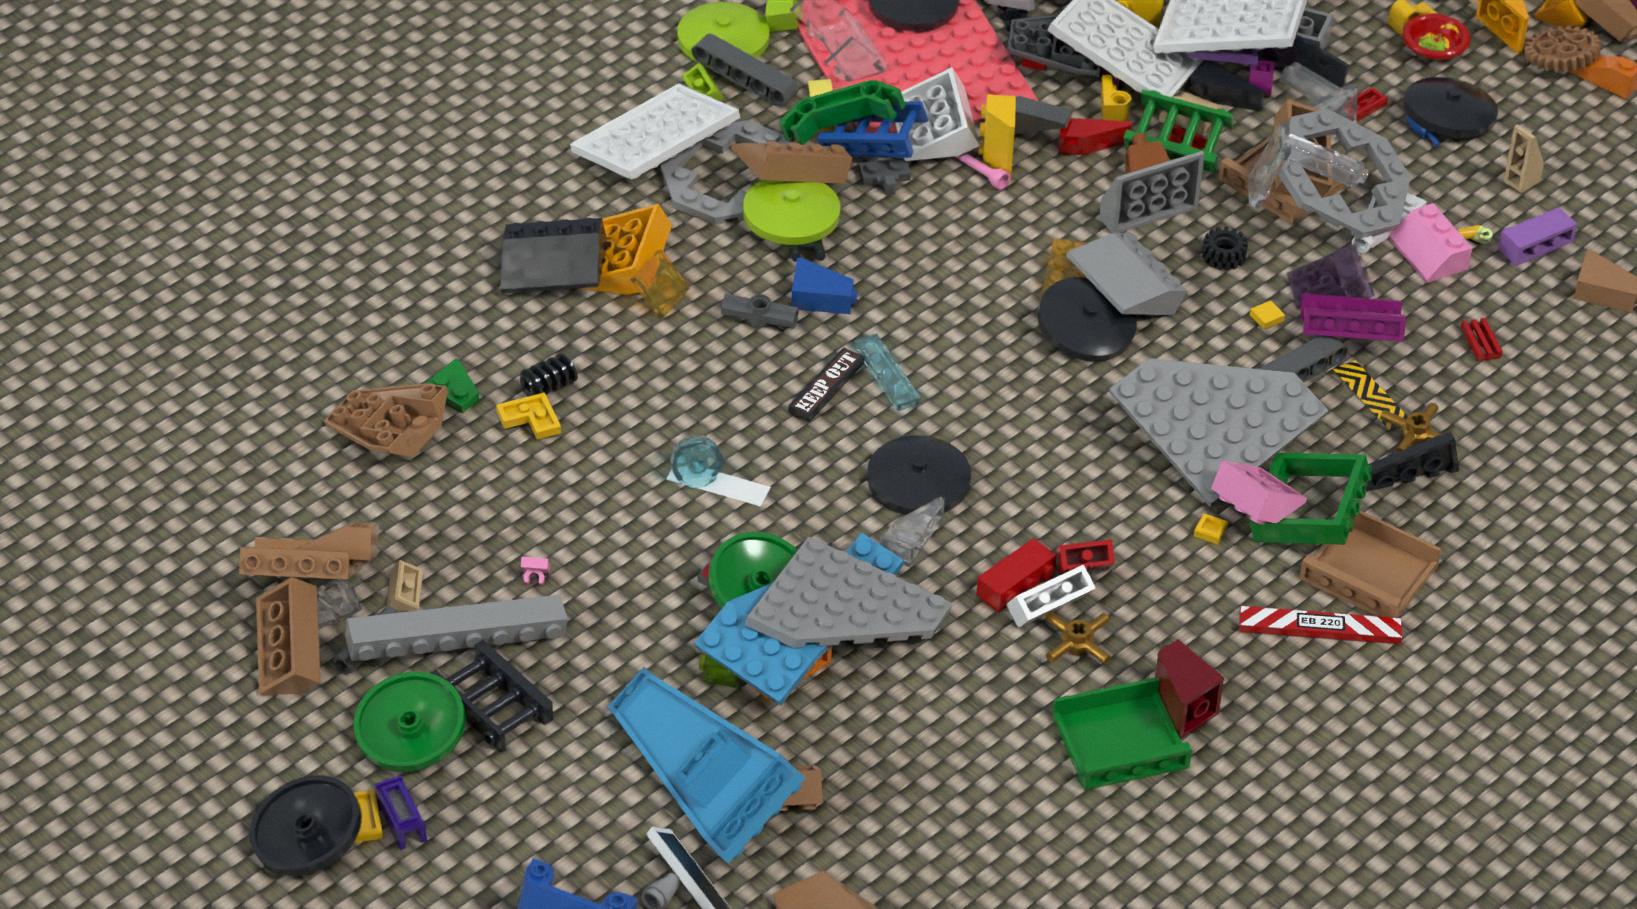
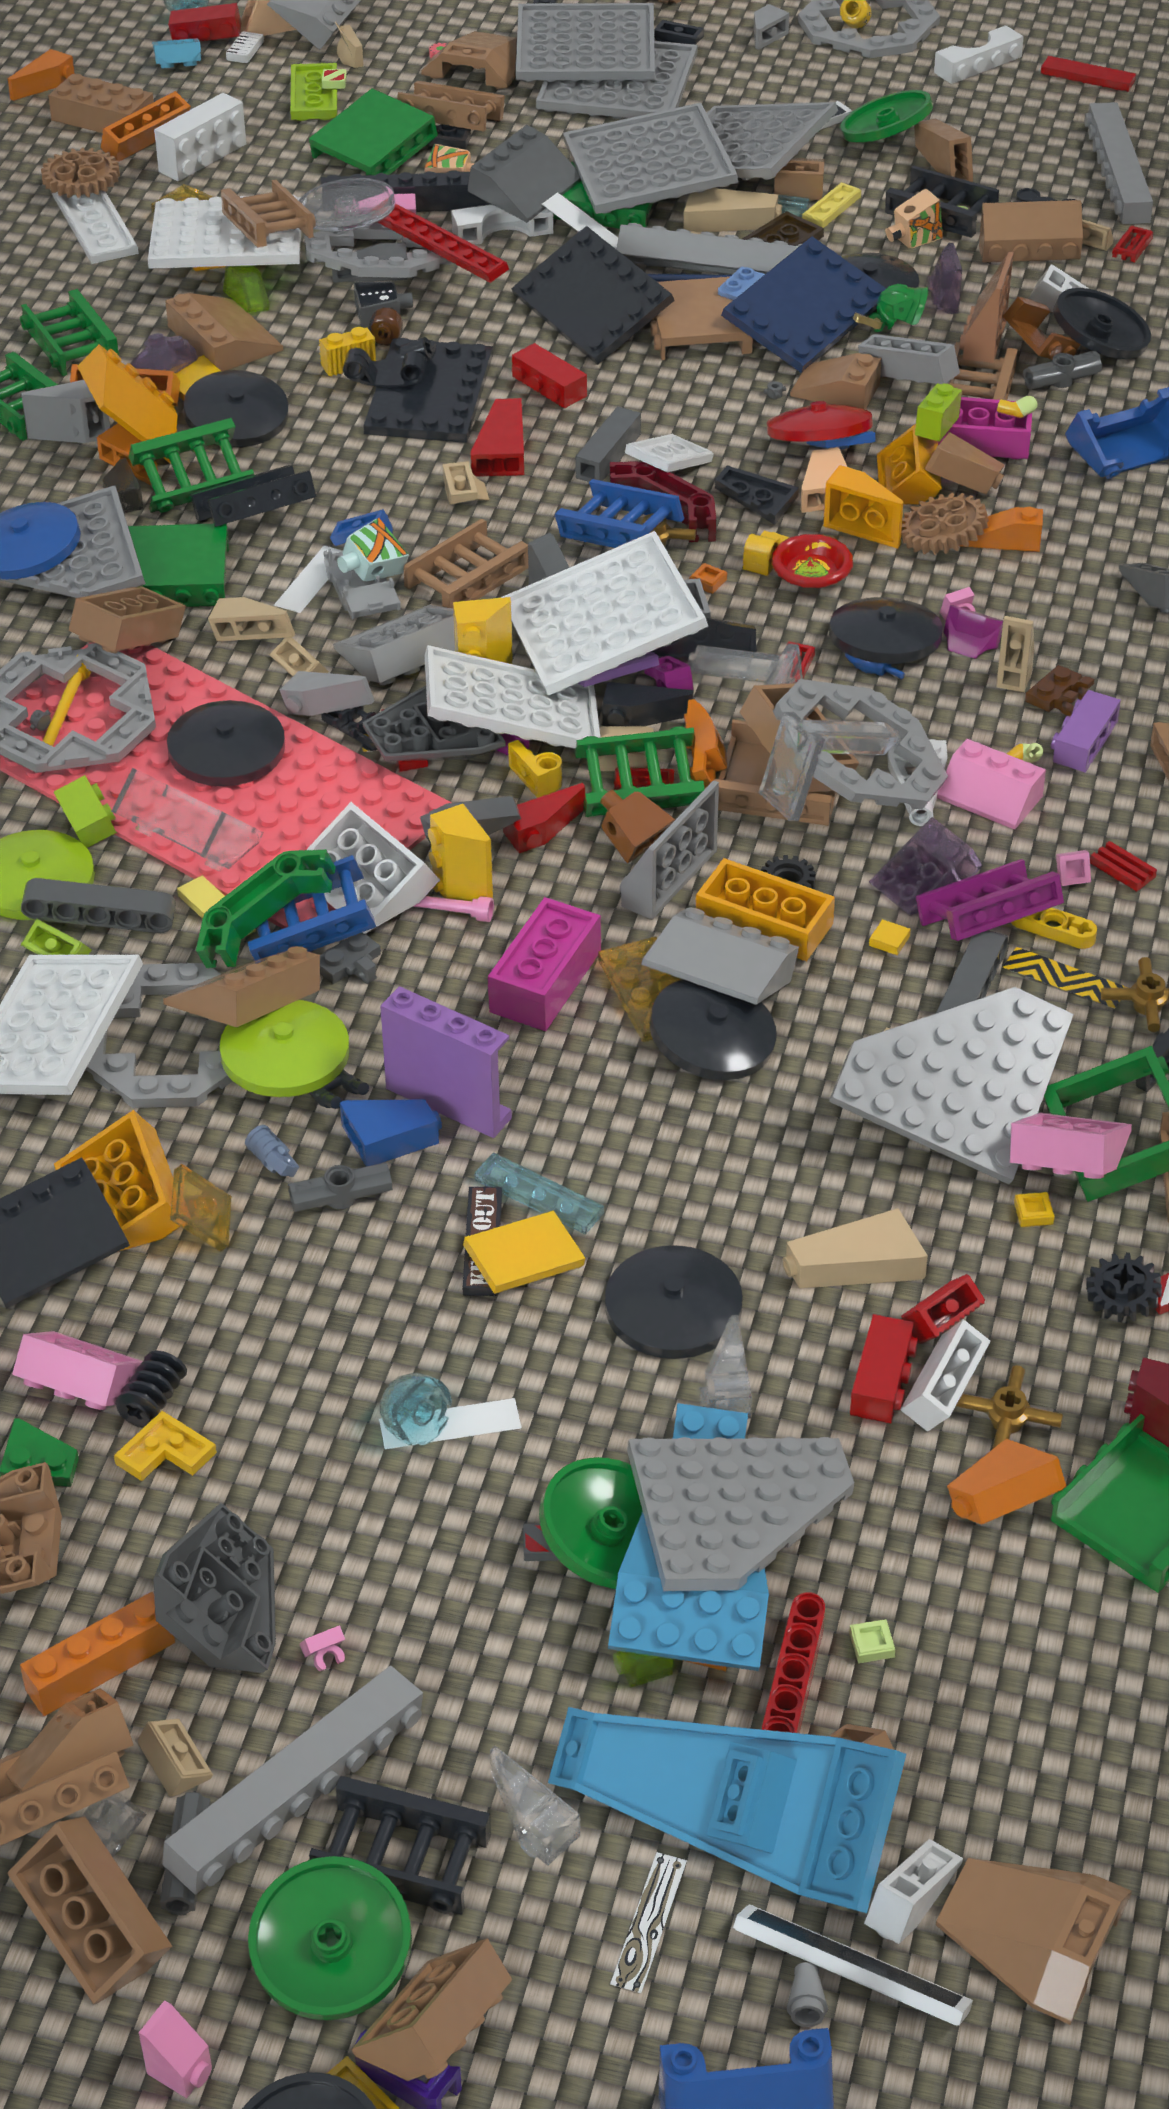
camera: 30 degrees left, 0 degrees up
(277, 733) = (174, 2051): none -> bright pink slope
(403, 508) = (95, 1655): none -> orange brick
(434, 787) = (435, 2012): none -> medium nougat slope
(493, 505) = (220, 1593): none -> dark grey wedge
(510, 342) = (73, 1368): none -> bright pink slope
(583, 720) = (538, 1816): none -> clear slope
(605, 810) = (648, 1922): none -> sticker
(735, 270) = (271, 1151): none -> sand blue hinge
(768, 869) = (911, 1891): none -> white slope
(808, 715) = (803, 1630): none -> red beam
(844, 401) = (524, 1251): none -> yellow tile
(872, 727) = (872, 1641): none -> yellowish green tile
(874, 257) = (444, 1060): none -> medium lavender panel
(1006, 229) = (544, 964): none -> dark pink piece
(1031, 675) = (1005, 1481): none -> orange slope
(1060, 499) = (857, 1253): none -> tan slope
(1190, 257) = (768, 904): none -> light orange brick
(1223, 601) = (1140, 1292): none -> black gear
(1245, 134) = (707, 746): none -> orange slope
(1353, 20) = (710, 577): none -> orange tile
(1406, 361) = (1072, 937): none -> yellow beam
(1439, 324) = (1073, 867): none -> bright pink tile
(1505, 127) = (971, 632): none -> magenta slope
(1521, 110) = (961, 598): none -> bright pink tile
(1544, 198) = (1059, 690): none -> reddish brown plate

